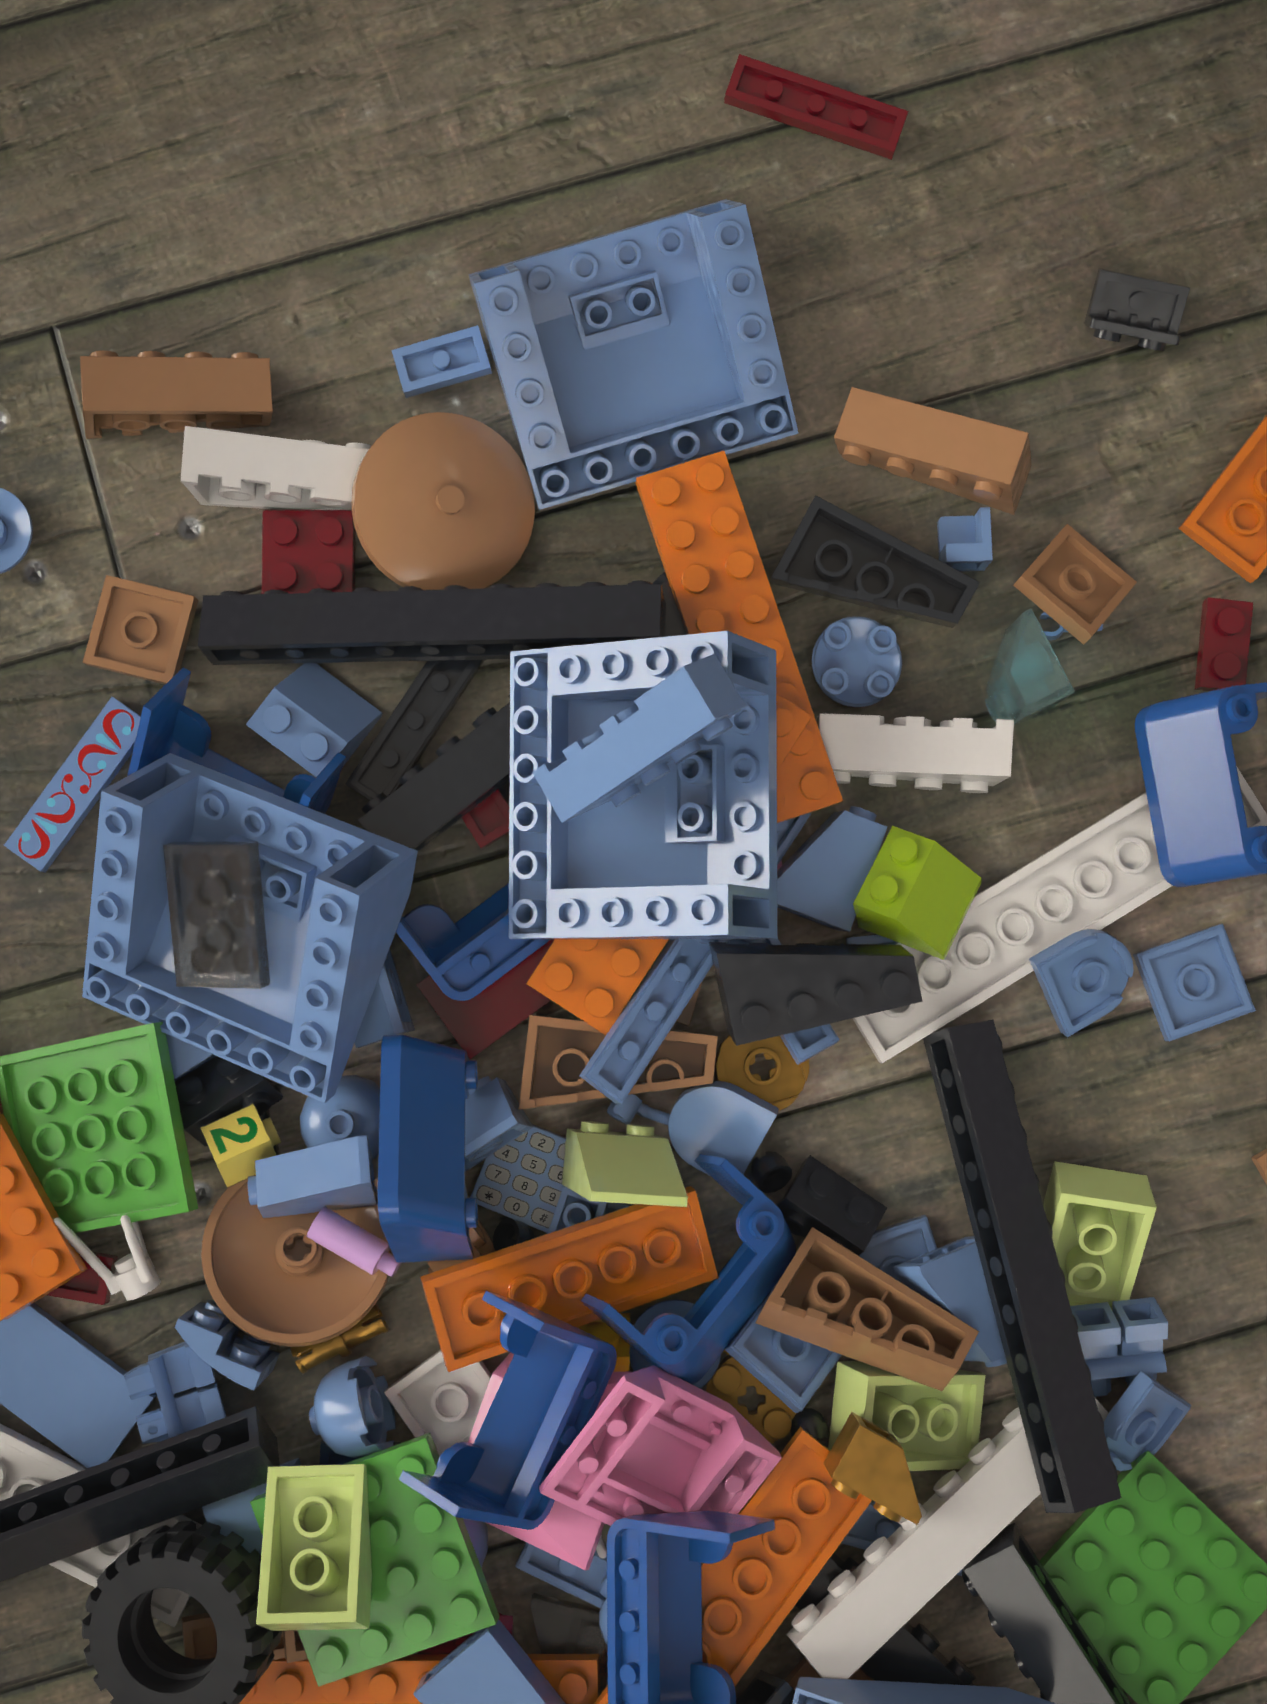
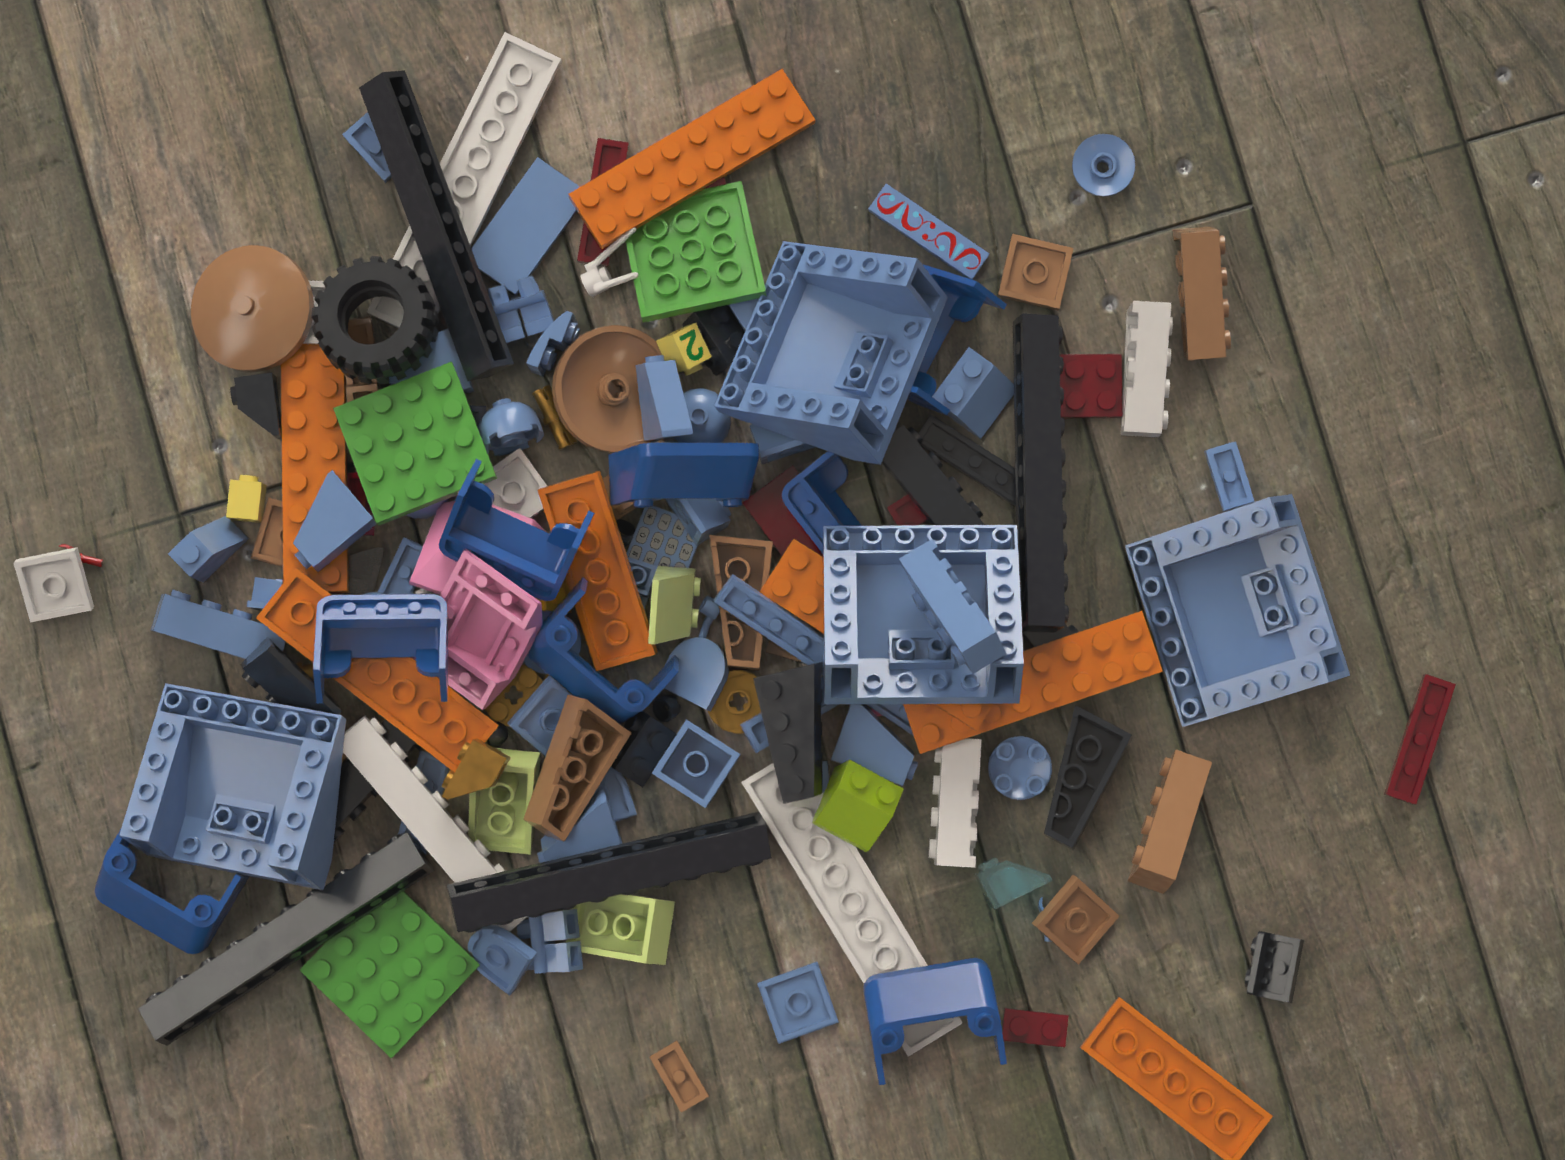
camera: 90 degrees right, 0 degrees up
(217, 914) = (838, 332): clear smoke plate -> none
(315, 1549) = (425, 406): yellowish green slope -> none
(352, 1243) = (620, 425): lavender cylinder -> none
(442, 503) = (1125, 479): medium nougat dish -> none
(856, 1129) = (696, 764): none -> medium blue brick
(966, 541) = (1106, 843): medium blue panel -> none
(1083, 977) = (800, 922): medium blue tile -> none

